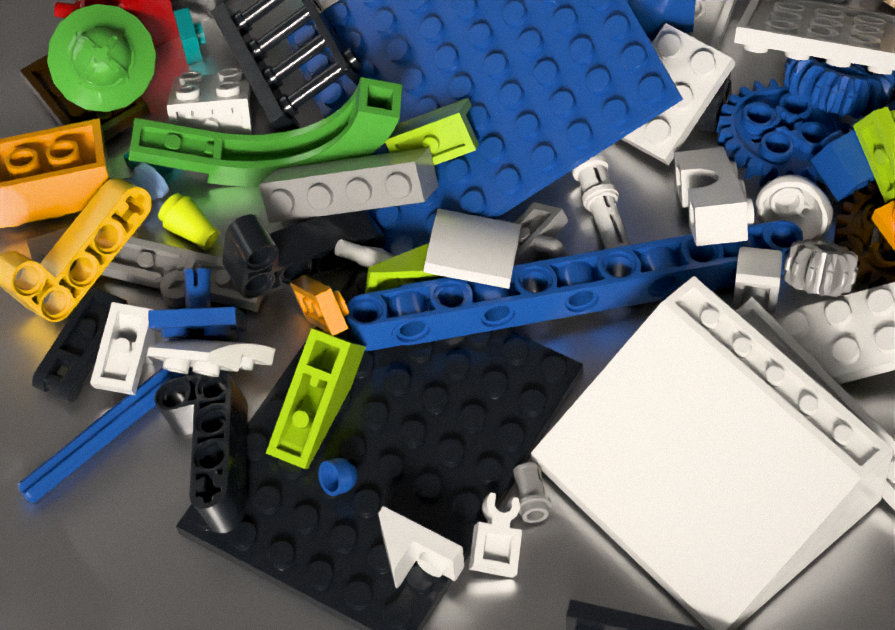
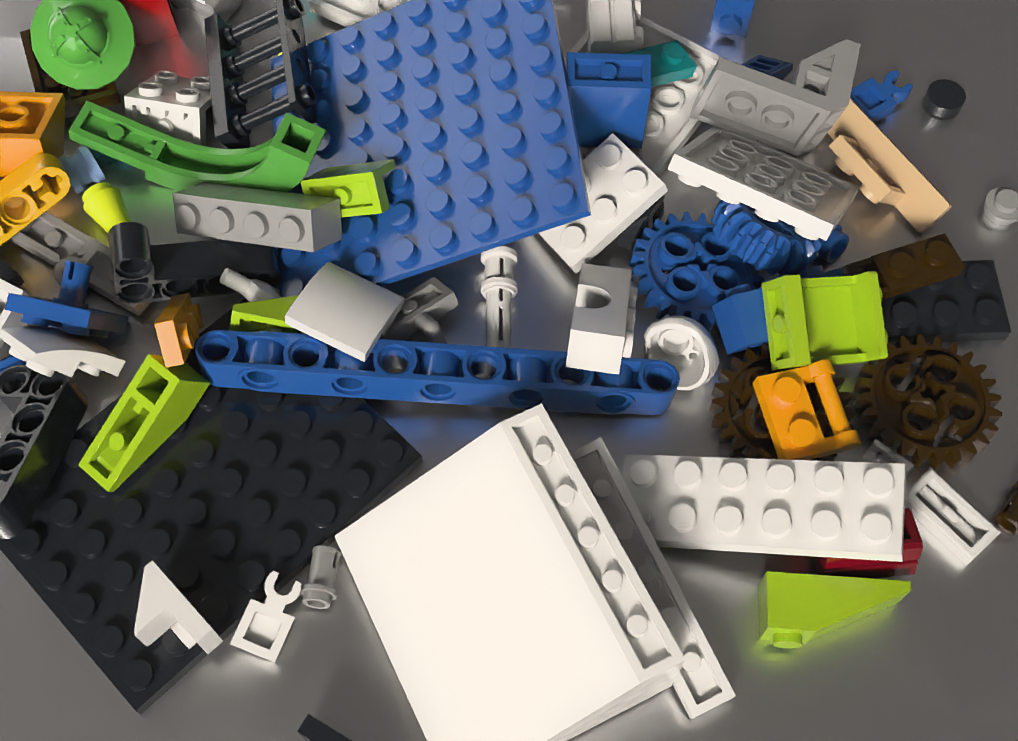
camera: 10 degrees right, 5 degrees up
(190, 35) = (181, 37): teal plate -> none
(337, 476) = (134, 509): blue hinge -> none
(758, 277) = (618, 414): white slope -> none
(821, 268) = (685, 421): light grey gear -> none

